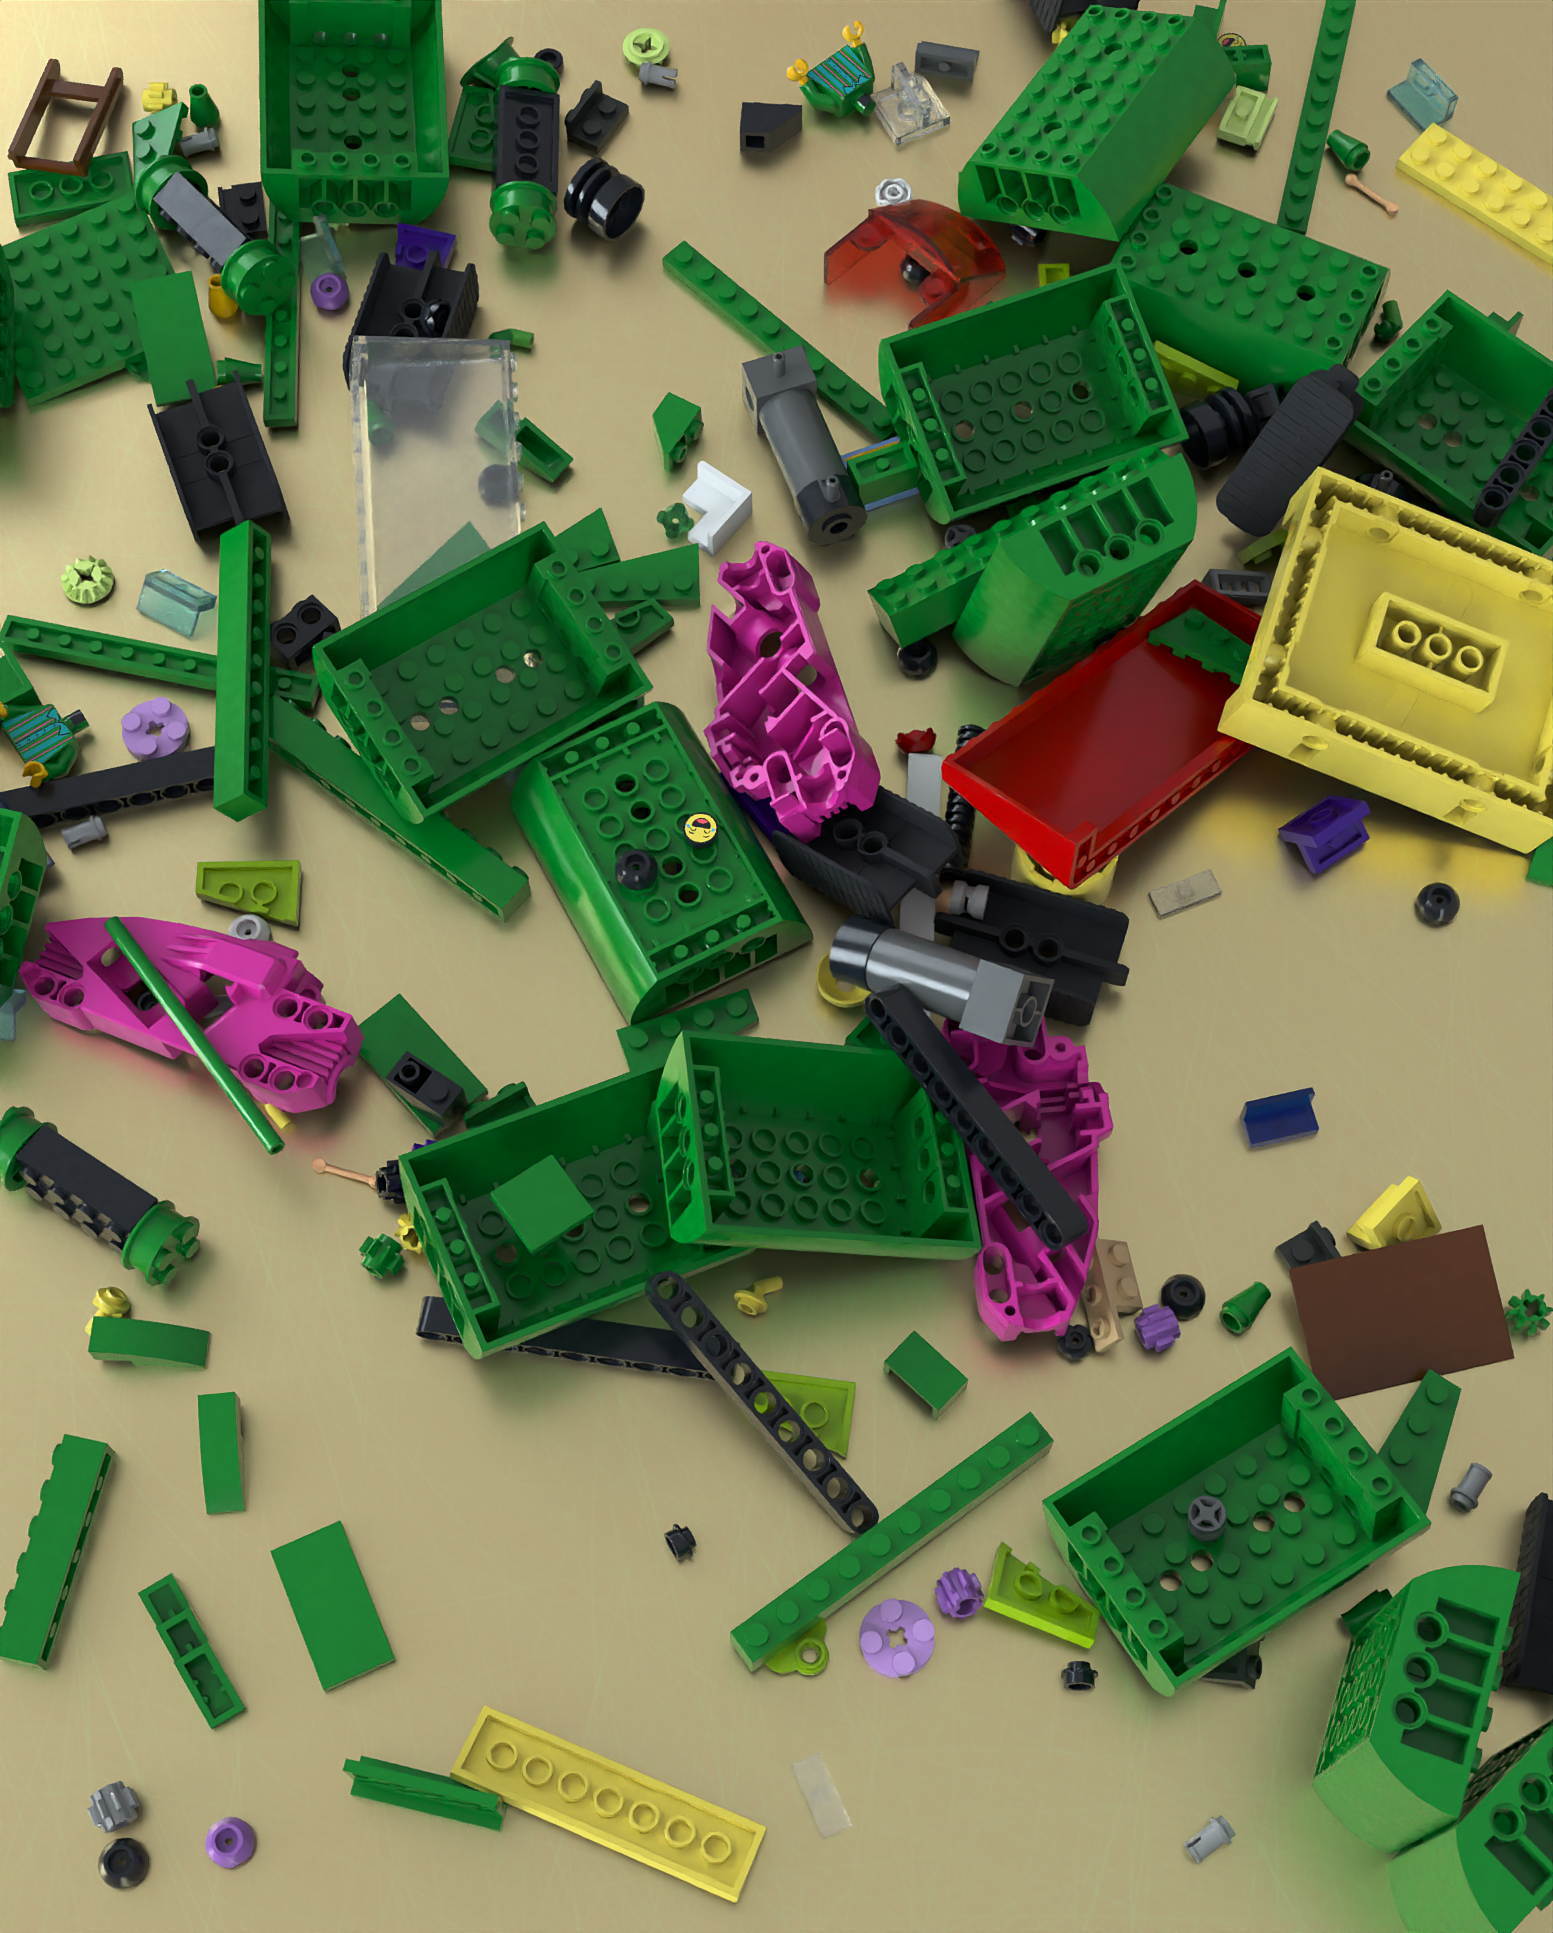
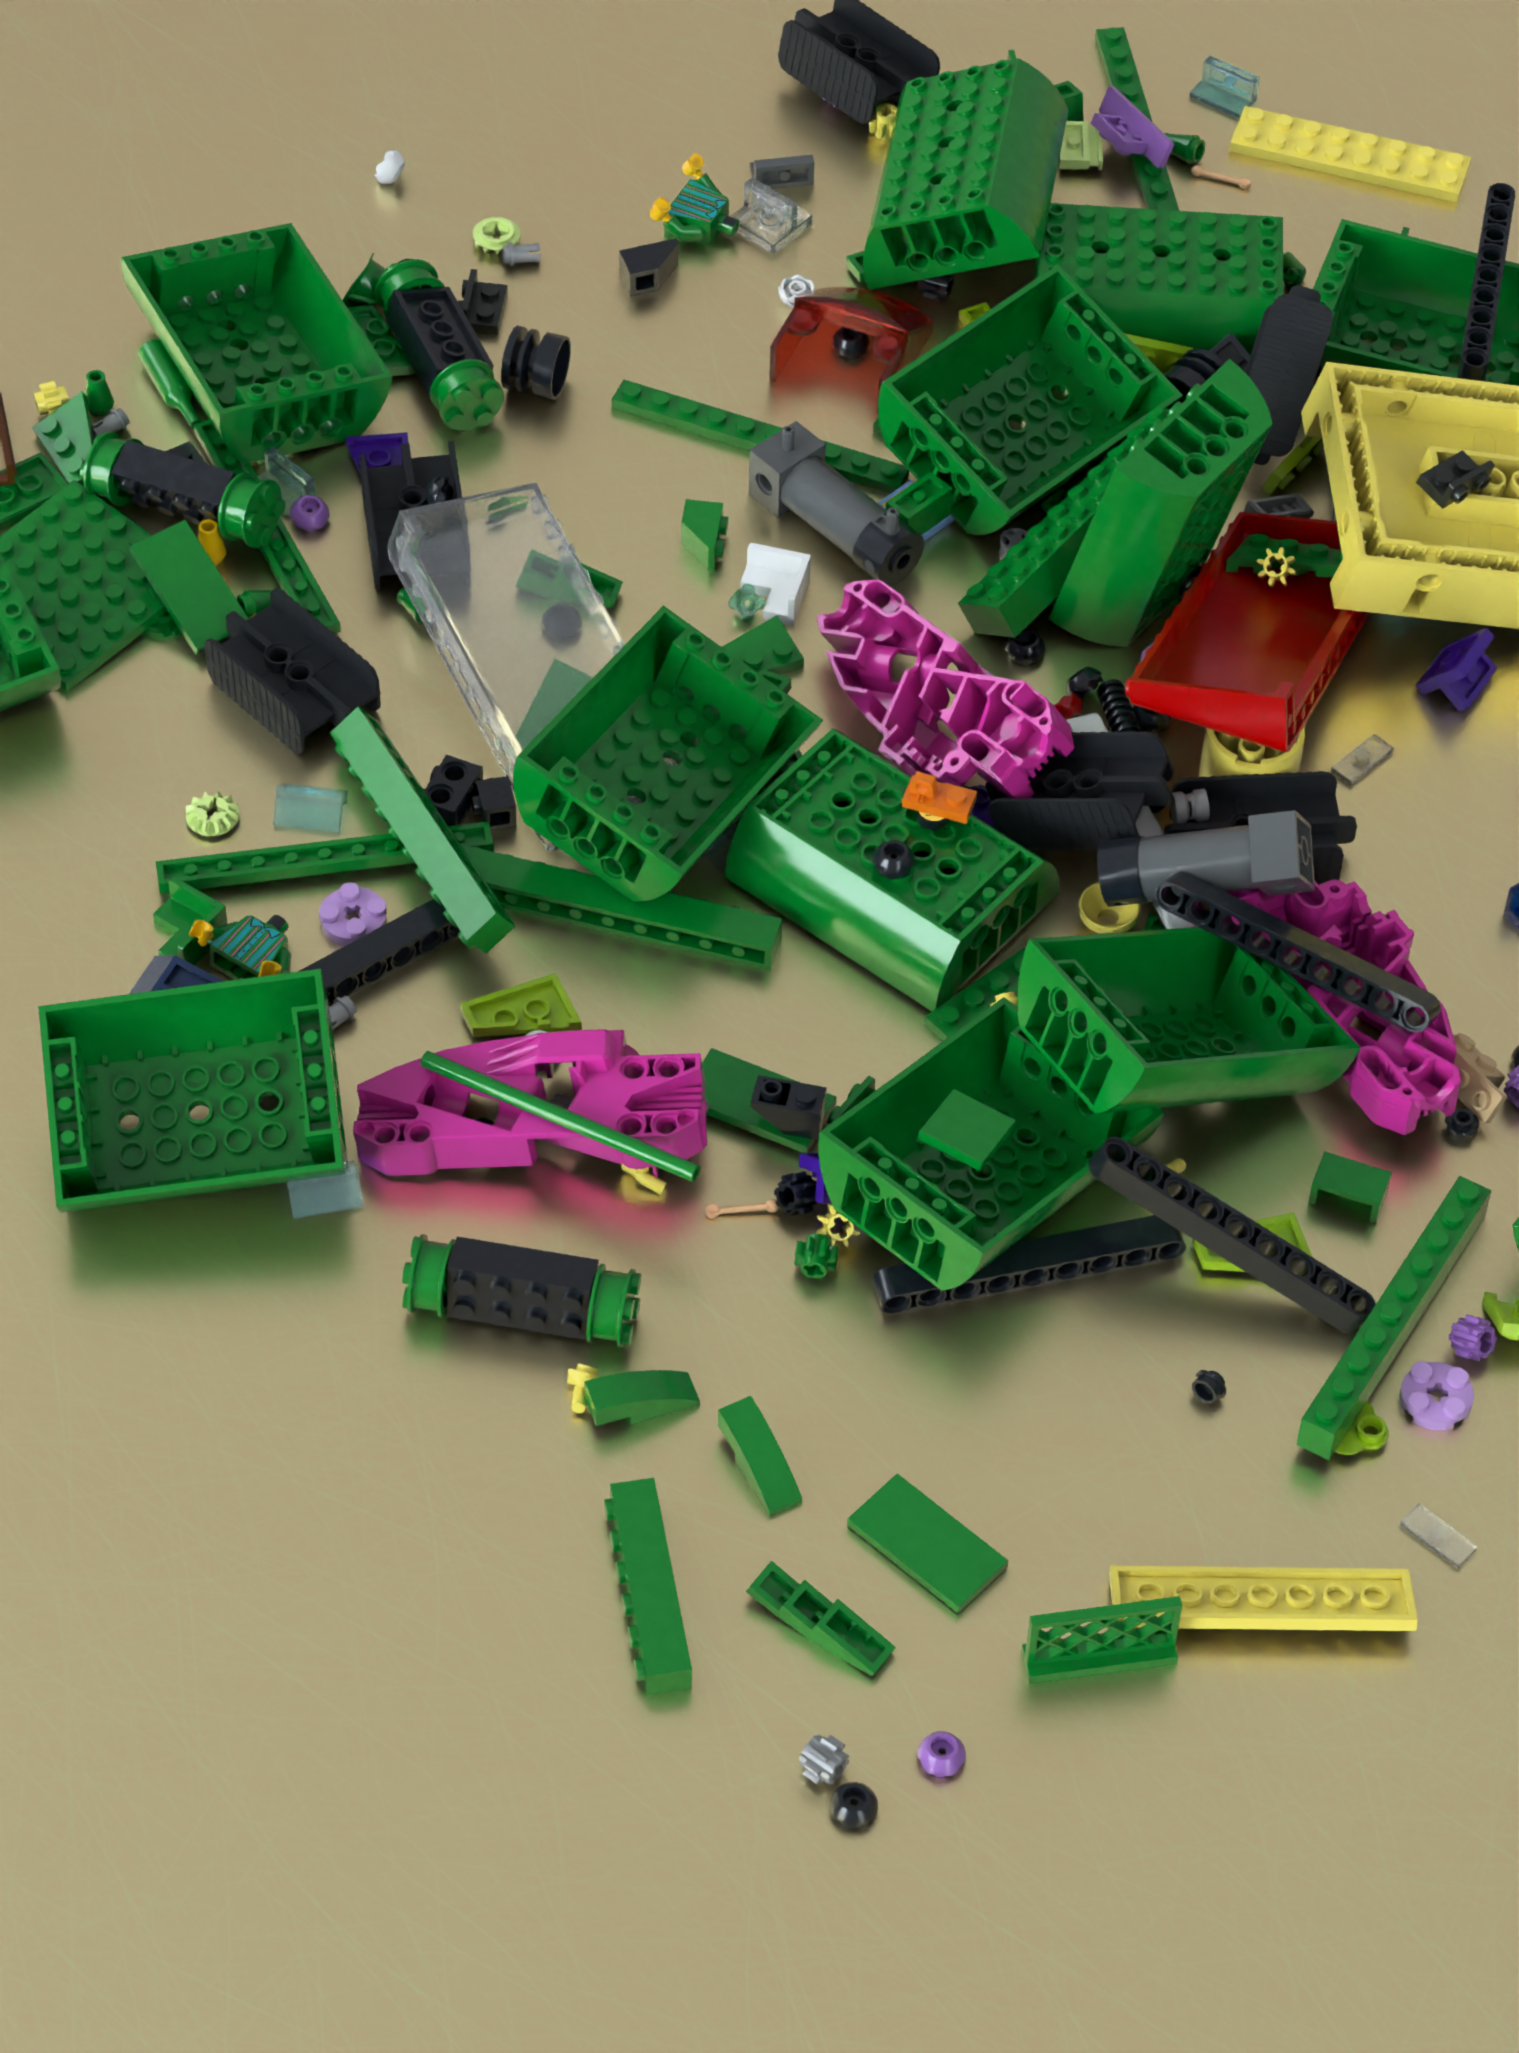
camera: 25 degrees left, 15 degrees down
(708, 820) = (939, 798): none -> orange hinge
(948, 717) = (1083, 681): none -> black plate
(1180, 654) = (1267, 565): none -> light yellow gear
(1297, 118) = (1130, 129): none -> medium lavender bracket
(1390, 638) = (1455, 479): none -> pearl dark grey bracket

